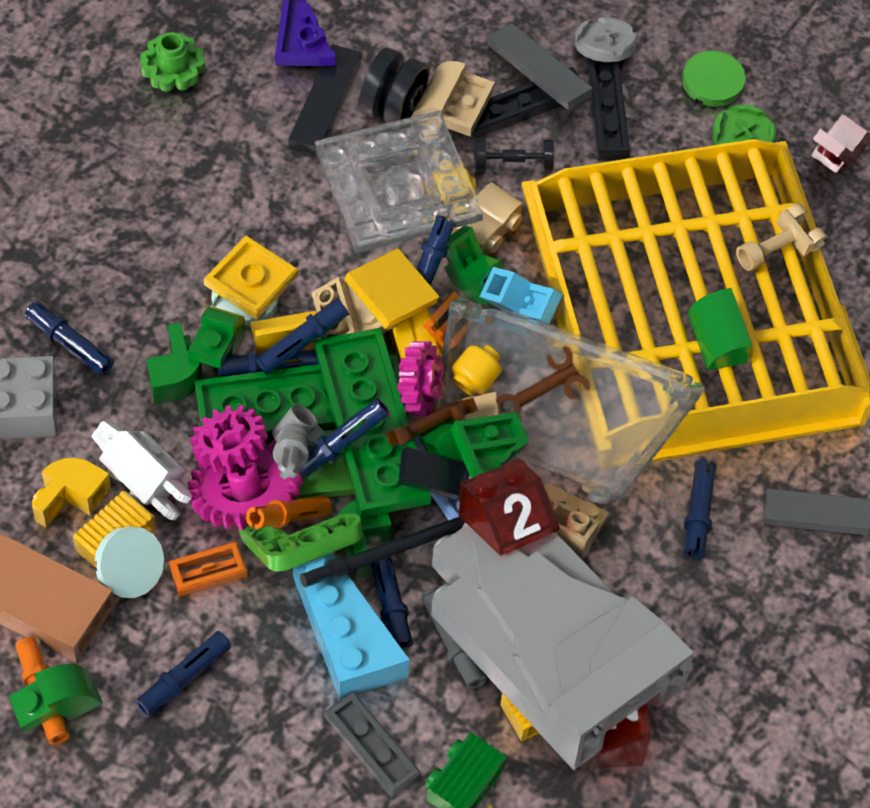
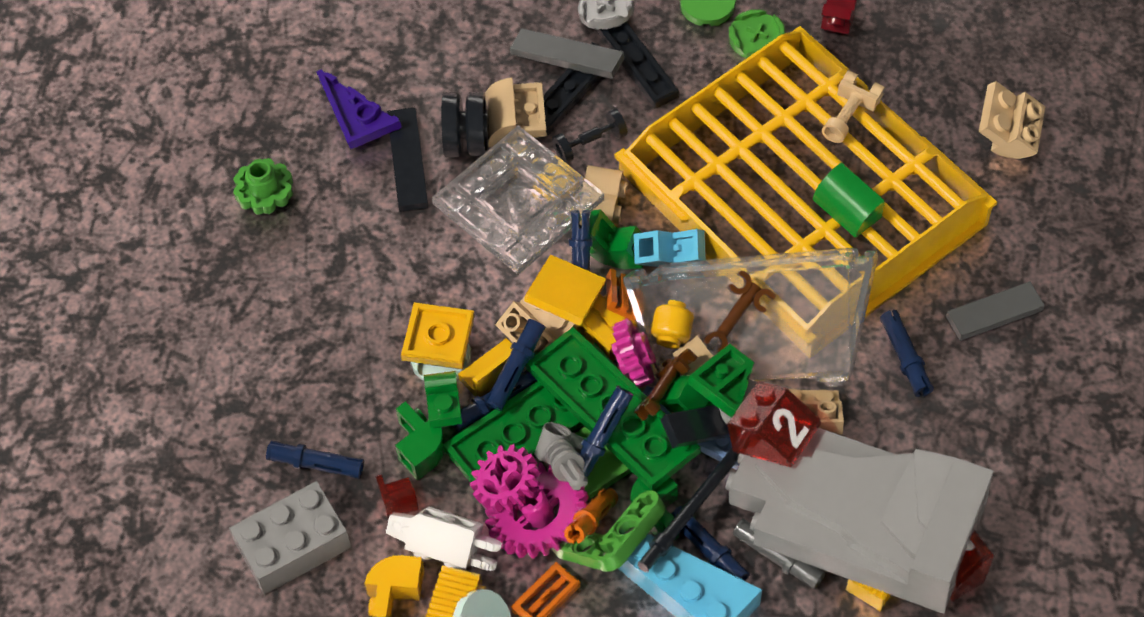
camera: 20 degrees left, 0 degrees up
(123, 408) = (397, 496): none -> clear red panel

